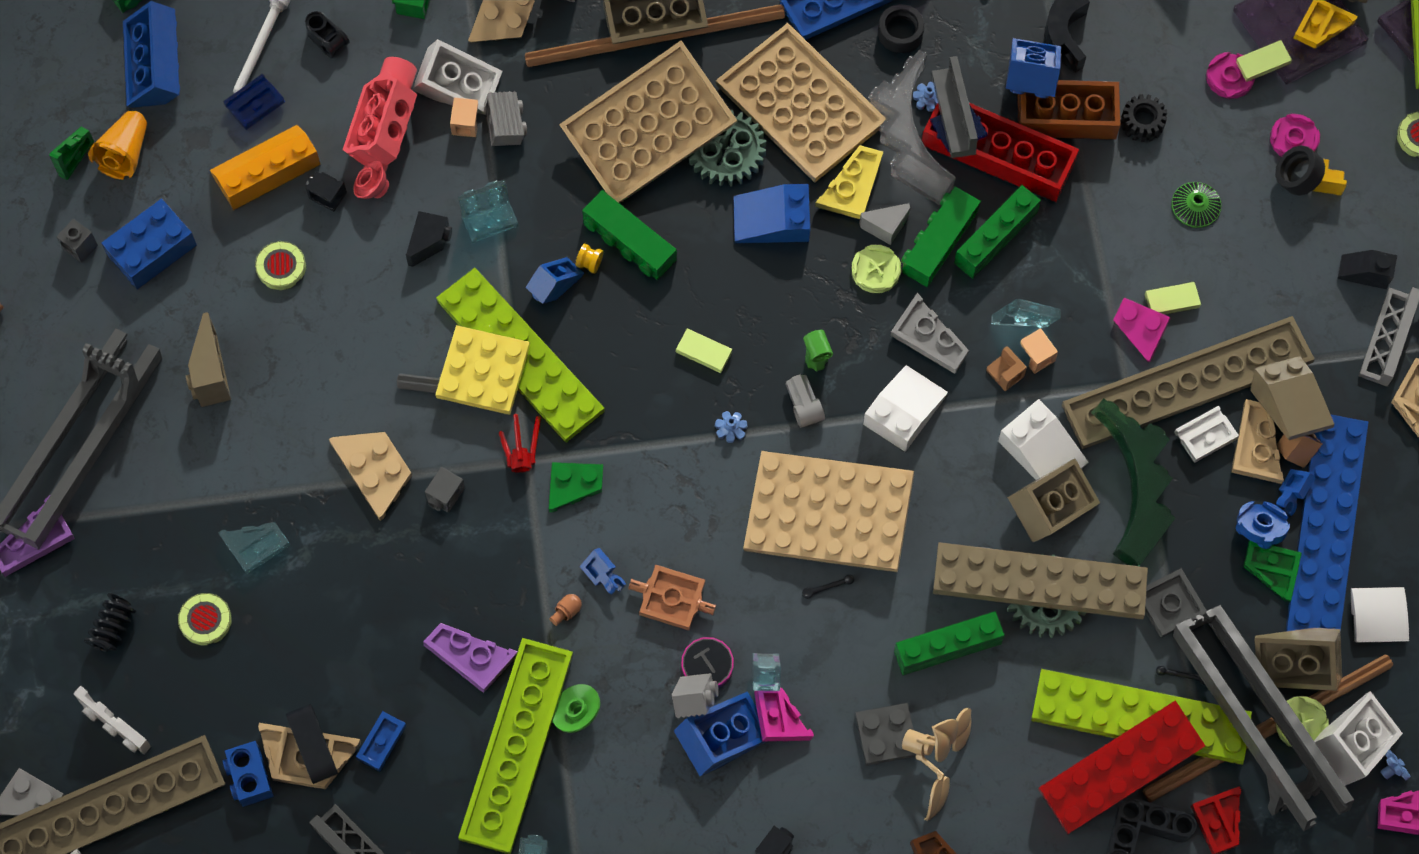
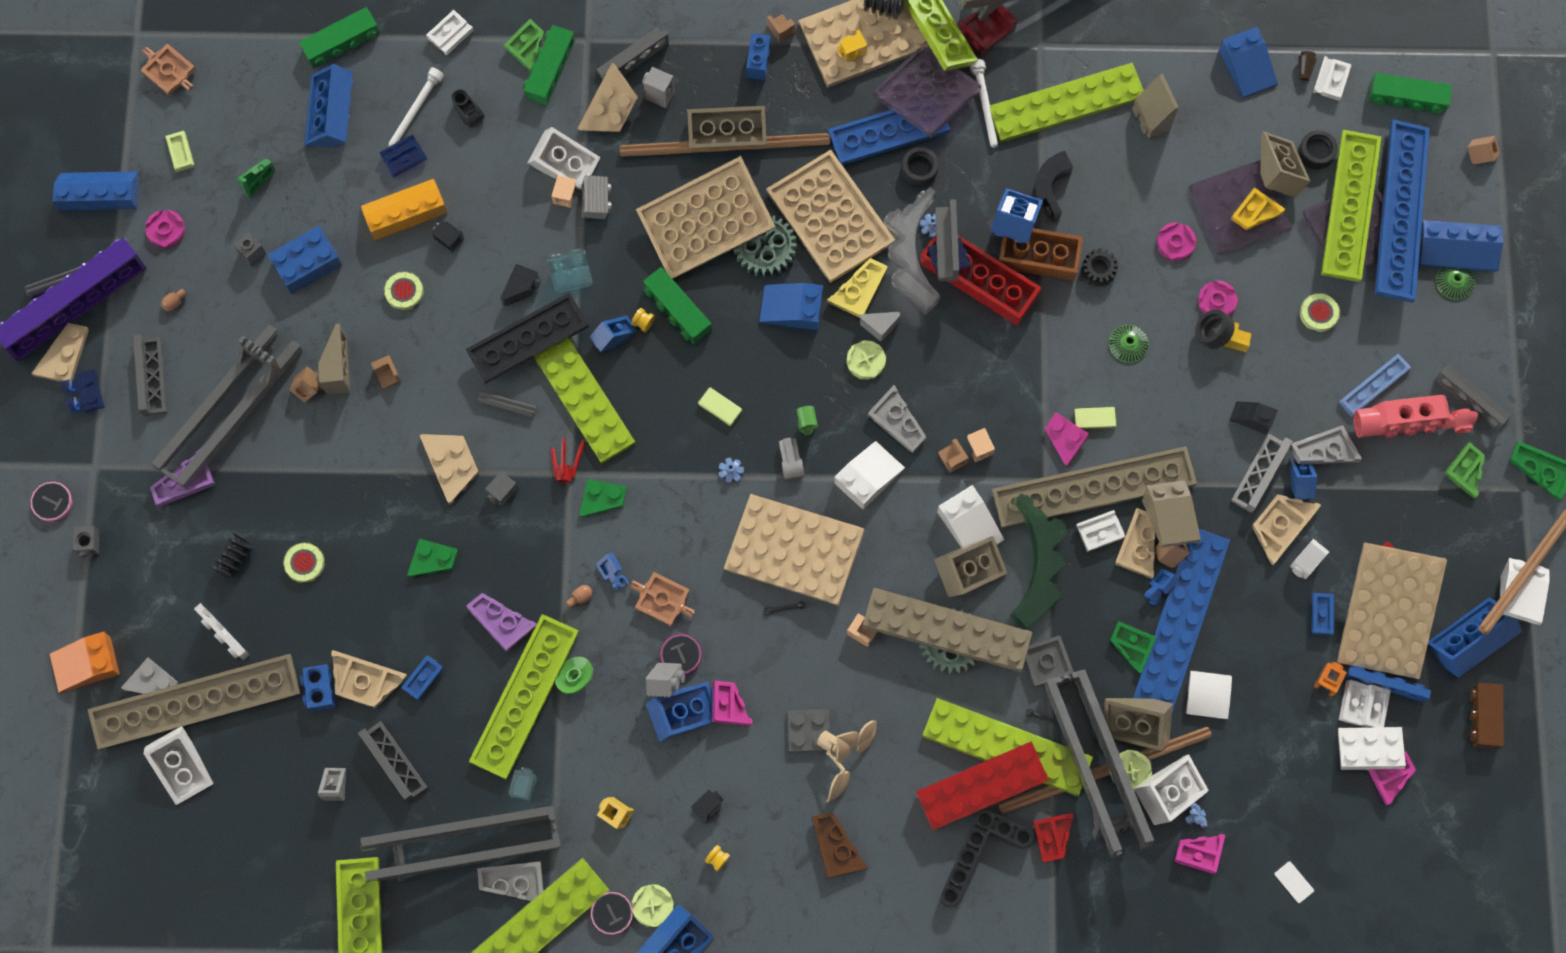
camera: 10 degrees right, 5 degrees up
(120, 146) = (294, 177): light orange cone -> none
(173, 397) = (304, 384): none -> medium nougat panel
(254, 544) = (350, 510): clear light blue wing -> none
(274, 367) = (386, 372): none -> medium nougat panel
(311, 744) = (368, 673): black beam -> none
(369, 589) = (431, 558): none -> green wing
(381, 125) = (497, 189): coral brick -> none
(448, 299) = (527, 338): none -> black plate
(483, 370) = (545, 398): light yellow plate -> none
(766, 672) = (723, 669): clear light blue brick -> none
(930, 603) = (859, 633): none -> light nougat panel
(940, 237) = (920, 341): green brick -> none
(949, 643) = (868, 667): green brick -> none
(997, 231) = (966, 344): green brick -> none
(1026, 314) = (976, 414): clear light blue wing -> none
(1250, 526) = (1127, 618): blue plate -> none
(1263, 61) = (1203, 234): yellowish green tile -> none

